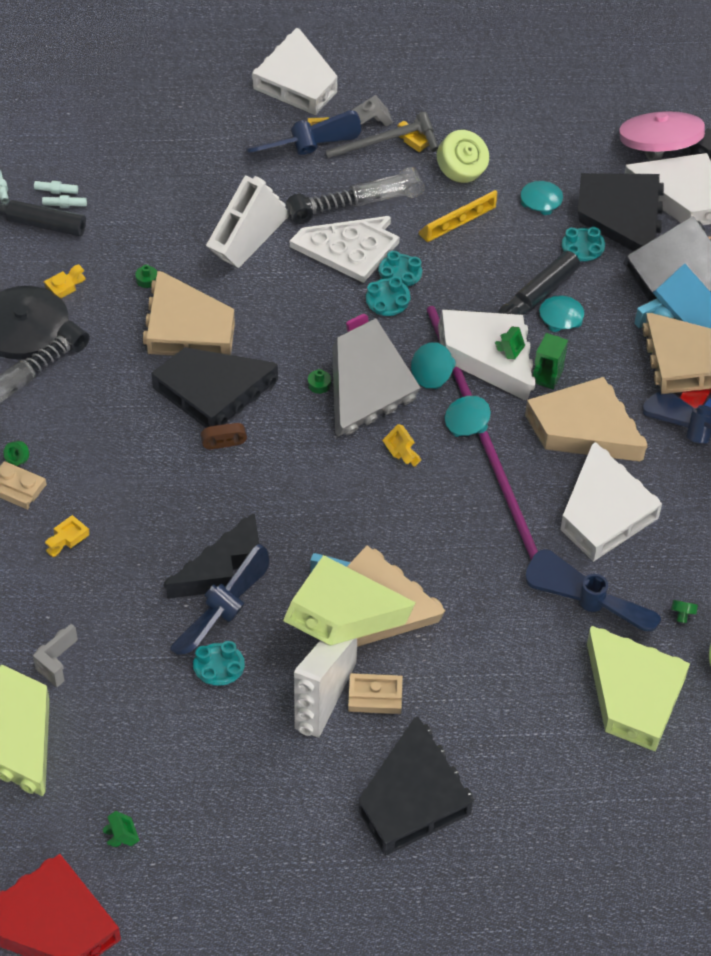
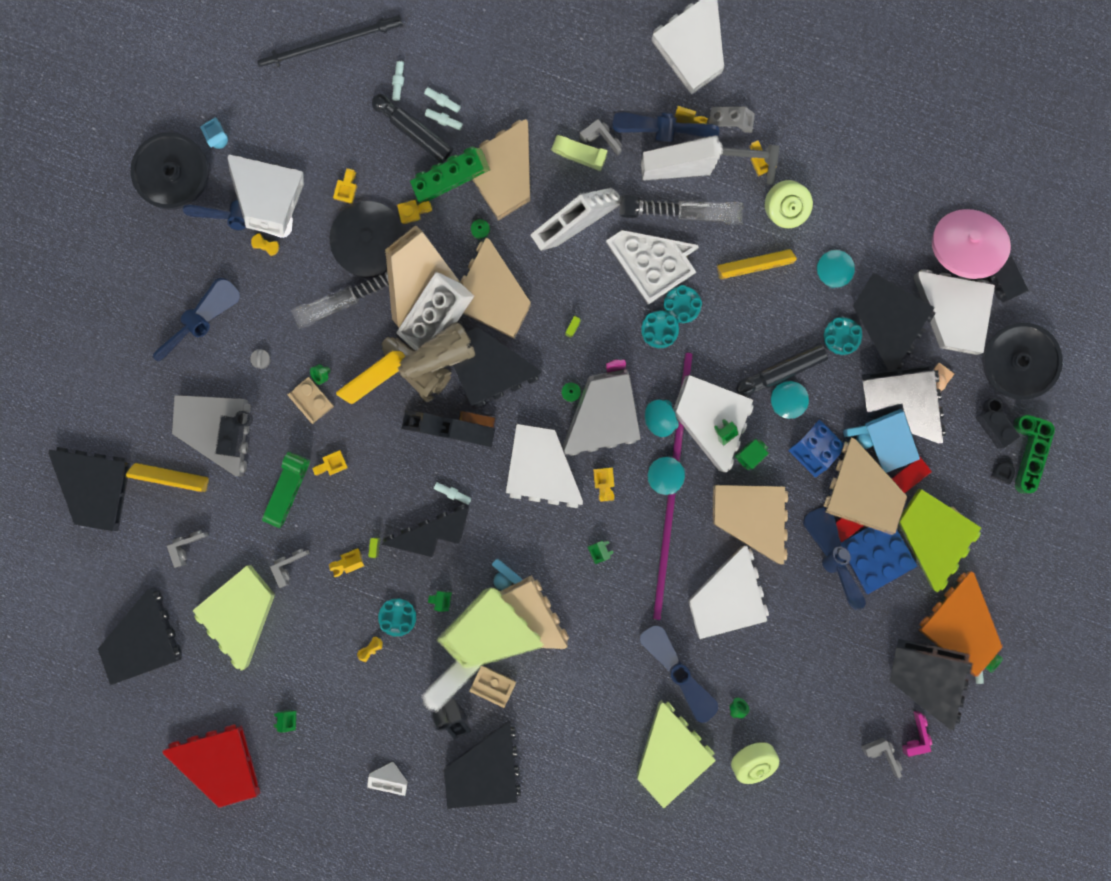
camera: 25 degrees right, 35 degrees up
(21, 571) = (293, 472): none -> green beam
(82, 426) = (371, 377): none -> yellow slope
(93, 230) = (450, 174): none -> green brick
(94, 320) = (410, 268): none -> tan slope
(131, 345) = (435, 310): none -> white slope
(133, 624) = (348, 563): none -> yellow plate
(141, 407) = (426, 383): none -> dark tan cone
(147, 220) = (508, 181): none -> tan slope
(157, 361) = (443, 350): none -> dark tan cone
(157, 598) = (374, 547): none -> lime tile
(198, 449) = (448, 428): none -> black slope
(203, 702) = (364, 654): none -> yellow piece
(218, 184) = (579, 152): none -> yellowish green leg
(224, 600) = (415, 572): dark blue piece -> none
(228, 516) = (452, 493): none -> light aqua bar
(238, 160) = (591, 133): none -> light grey bracket
(265, 624) = (441, 600): none -> green tile
(291, 322) = (573, 327): none -> lime tile
(291, 853) = (388, 779): none -> white slope
(323, 455) = (541, 468): none -> white slope
(335, 145) = (681, 160): none -> white slope
(343, 733) = (451, 718): none -> black hinge
(431, 511) = (599, 552): none -> green tile
(616, 343) = (817, 449): none -> blue bracket

